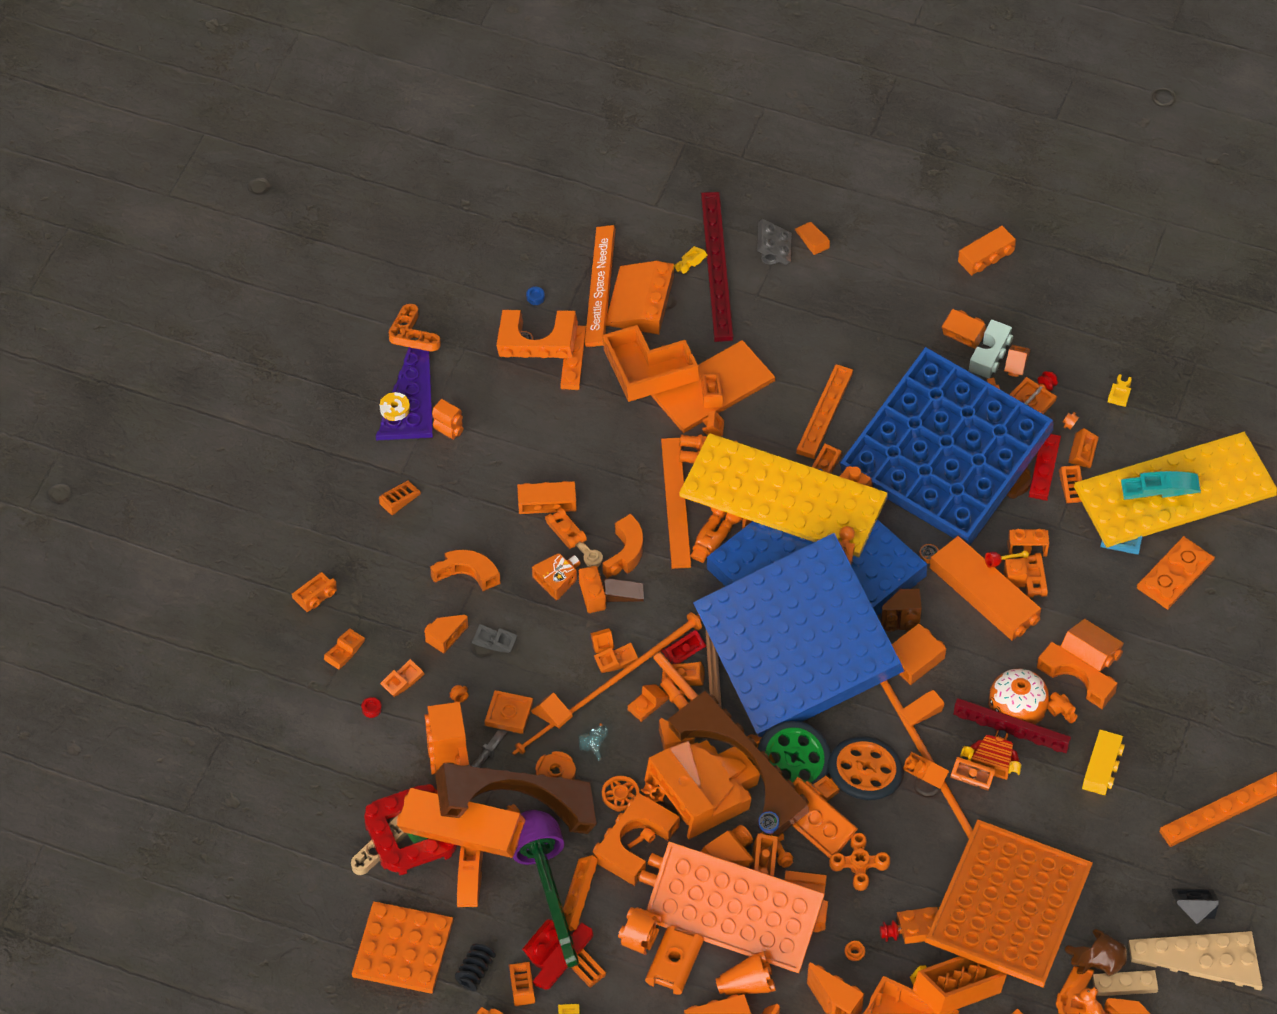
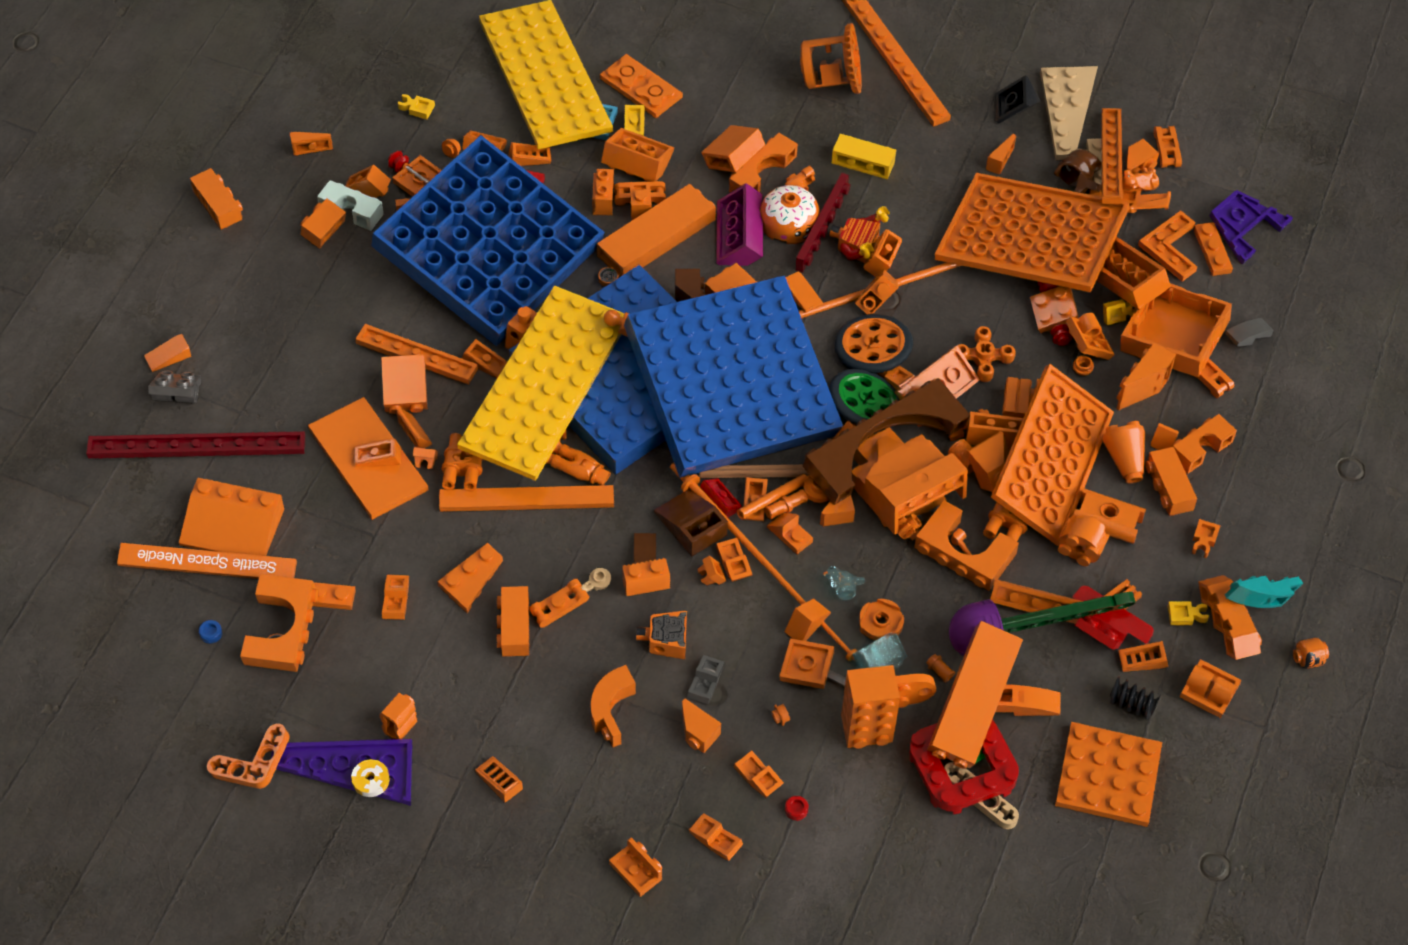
camera: 90 degrees left, 0 degrees up
(513, 760) = (881, 652): none -> clear light blue brick
(535, 608) = (666, 634): none -> torso
(556, 574) = (623, 612): orange torso -> none
(566, 797) = (948, 672): reddish brown arch -> none
(574, 416) = (395, 597): none -> orange slope
(593, 465) = (469, 577): none -> orange wing
(619, 792) = (906, 561): orange wheel -> none
(631, 535) = (587, 537): orange arch -> none
(646, 370) = (343, 520): orange piece -> none
(651, 622) = (693, 521): none -> reddish brown slope
(691, 258) = (181, 467): yellow plate -> none
(743, 414) = (413, 429): none -> orange slope
(768, 822) = (960, 412): tile -> none
(786, 401) = (404, 383): none -> orange brick
(883, 952) = (1089, 336): none -> orange plate
(994, 559) = (630, 210): red hinge -> none
(996, 656) = (739, 227): none -> magenta slope
(1060, 308) = (310, 142): none -> orange slope
(1078, 567) = (637, 155): none -> orange slope
(1121, 888) = (1000, 156): none -> orange slope
(1121, 981) = (1111, 156): none -> orange tile
(1124, 566) = (635, 118): none -> yellow plate
(1160, 483) = (553, 74): teal slope -> none
(1213, 724) = (833, 73): none -> orange piece

